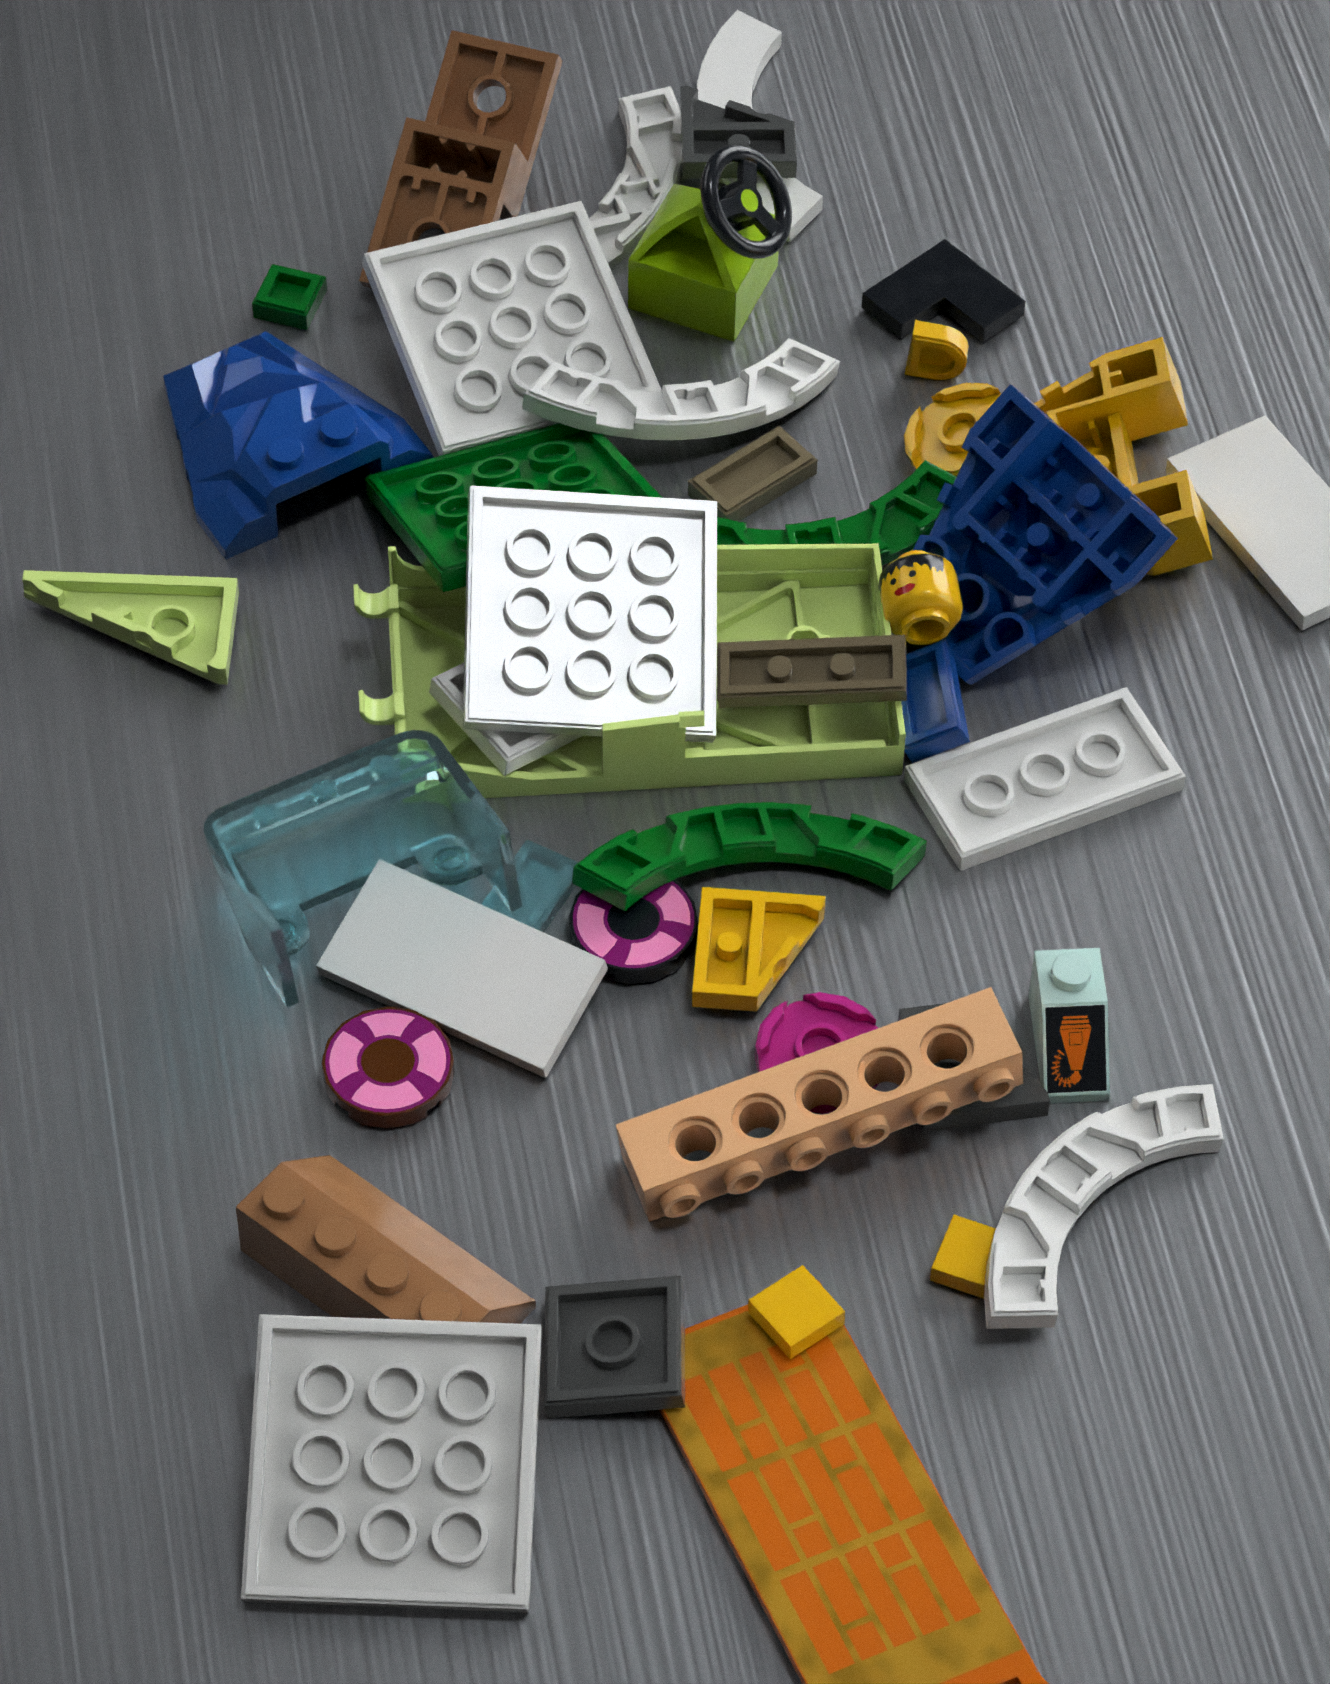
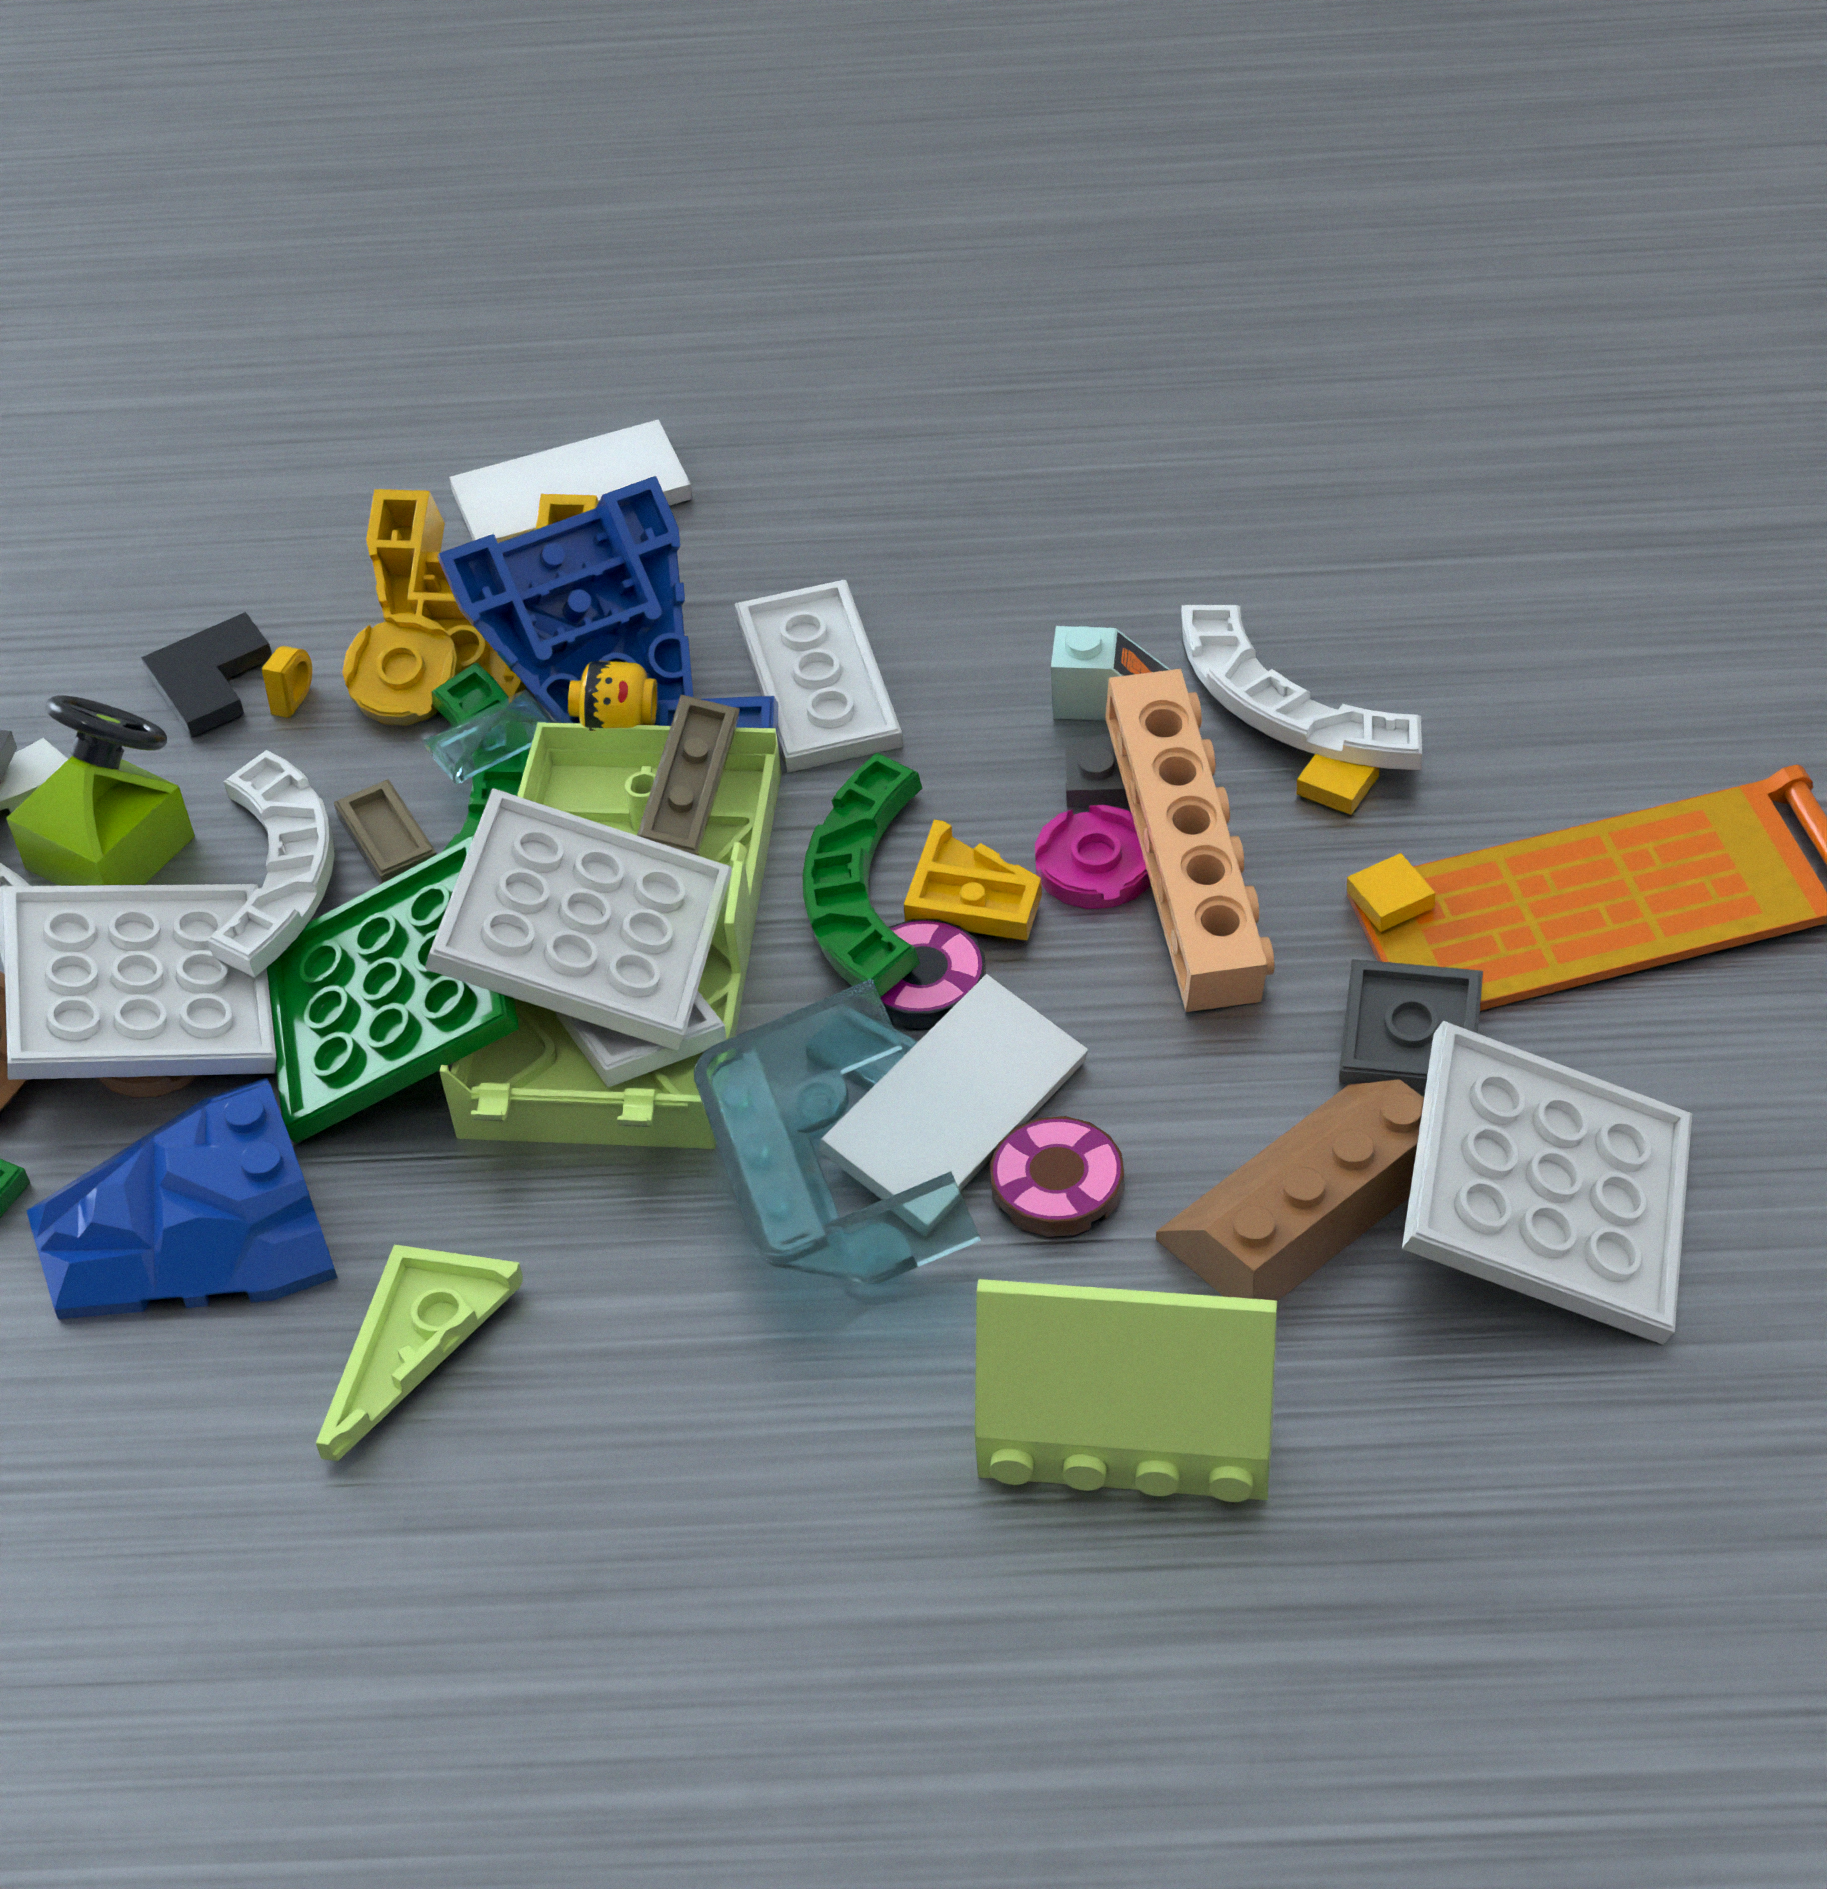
camera: 75 degrees left, 5 degrees down
(77, 1127) = (1124, 1389): none -> yellowish green slope
(867, 514) = (487, 737): none -> clear light blue slope

